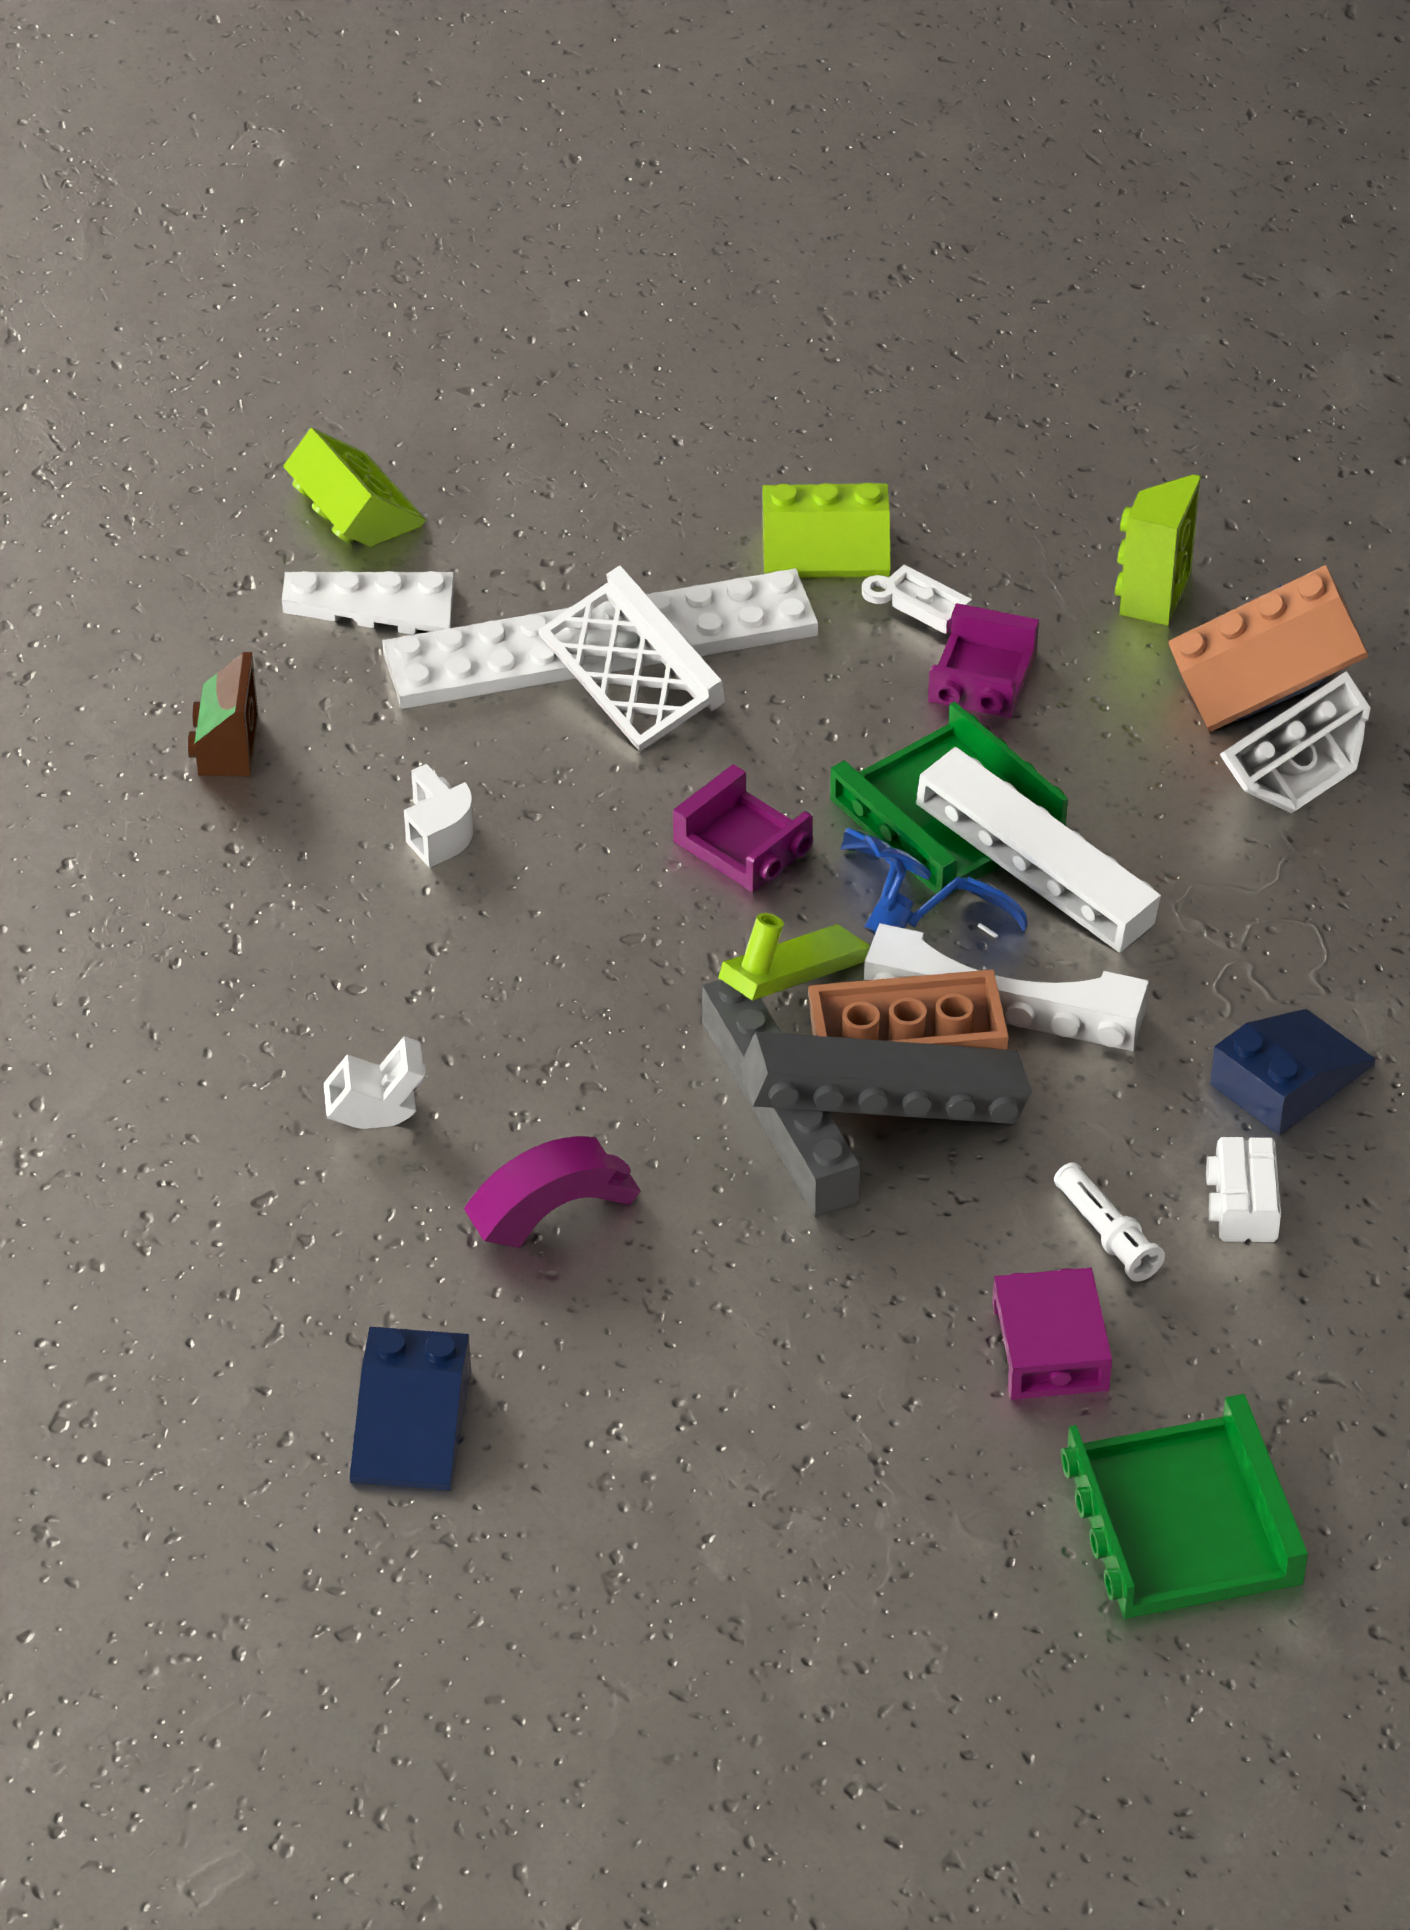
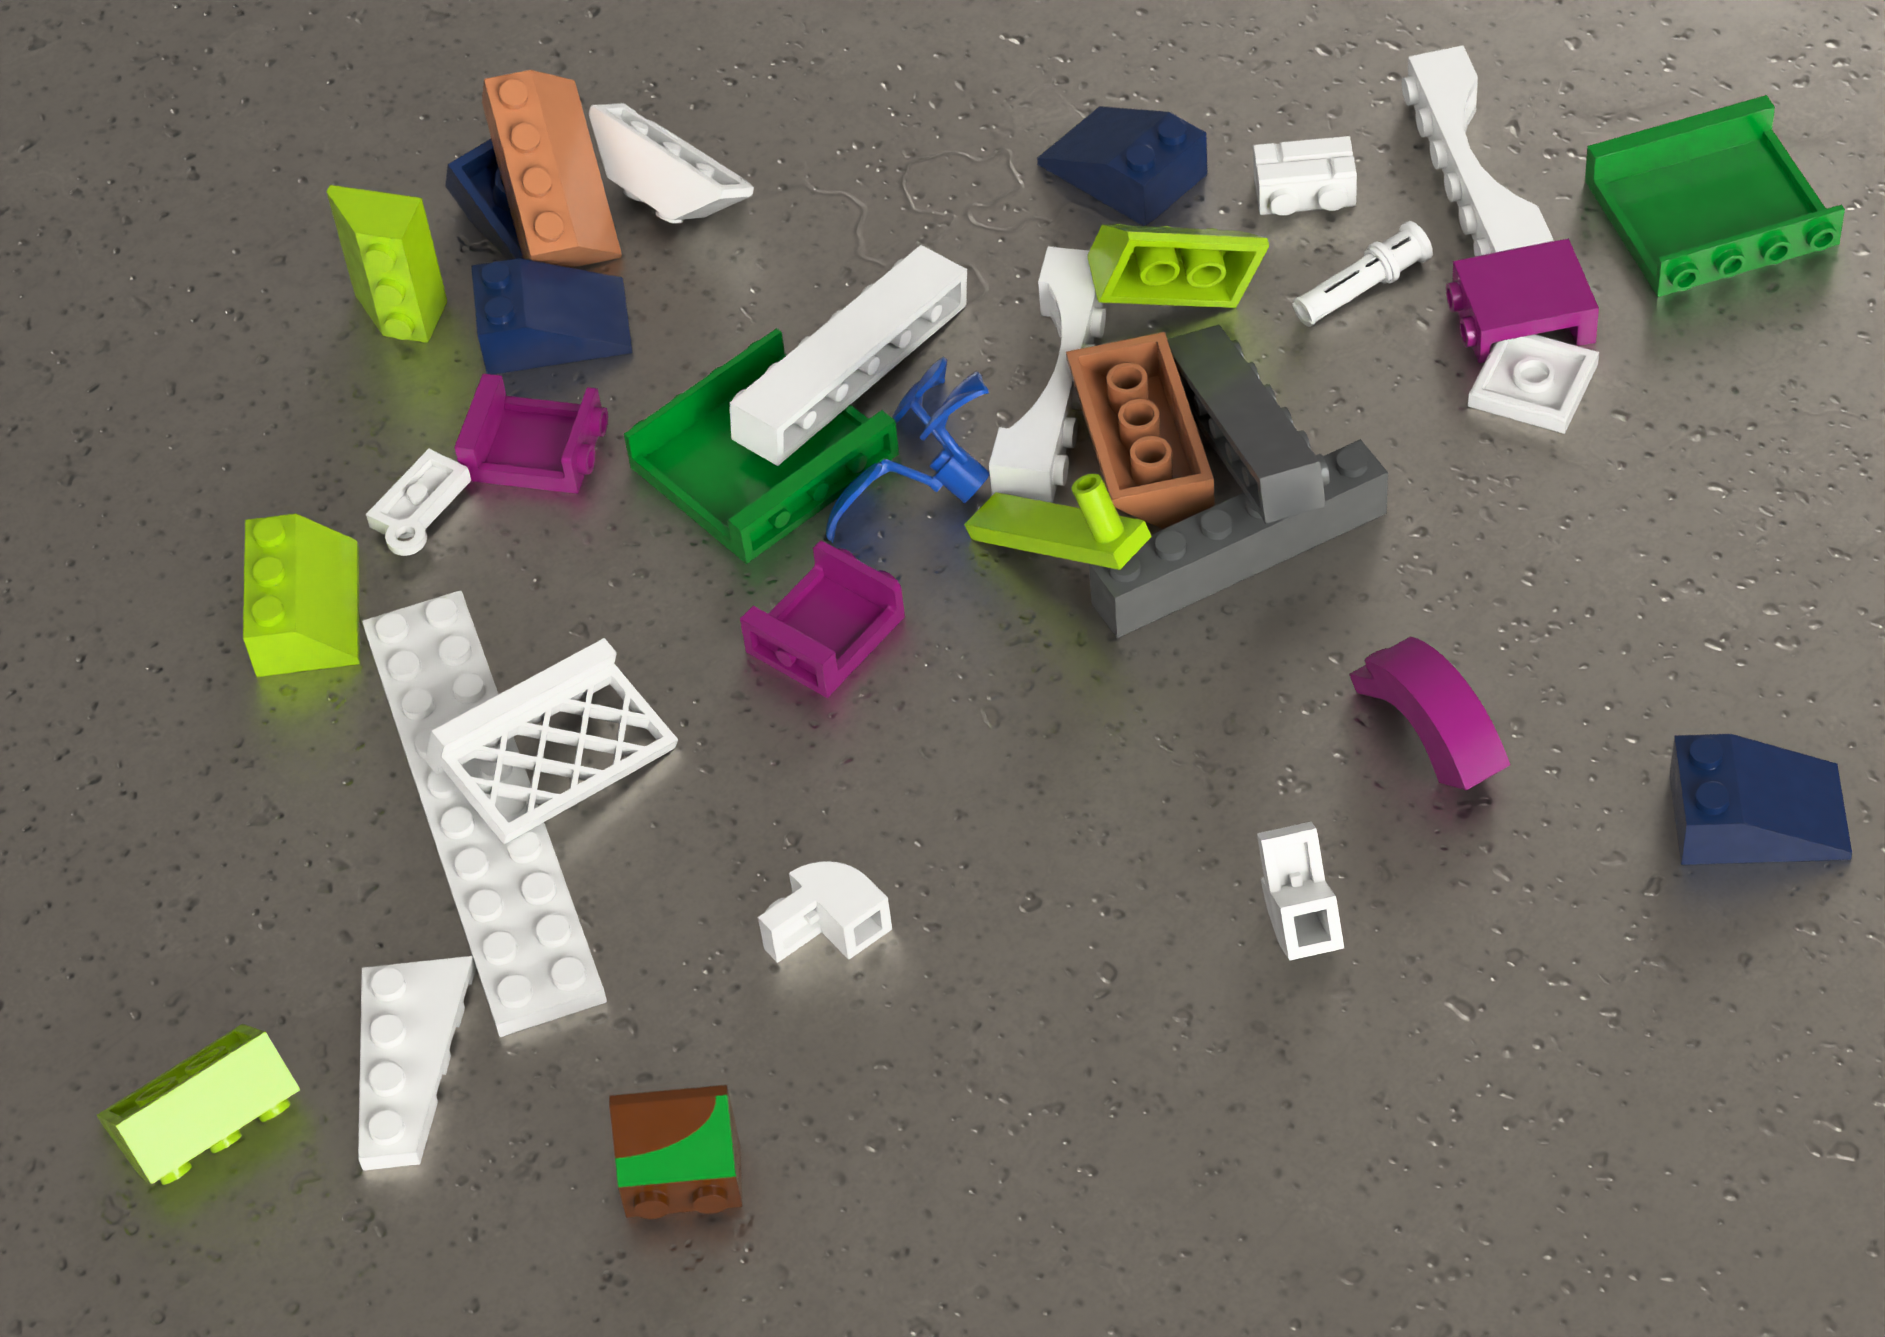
camera: 90 degrees left, 5 degrees up
(955, 1339) = (1534, 381): none -> white tile
(1111, 1056) = (1174, 265): none -> lime slope
(1125, 672) = (547, 315): none -> dark blue slope
(1347, 1310) = (1445, 98): none -> white arch

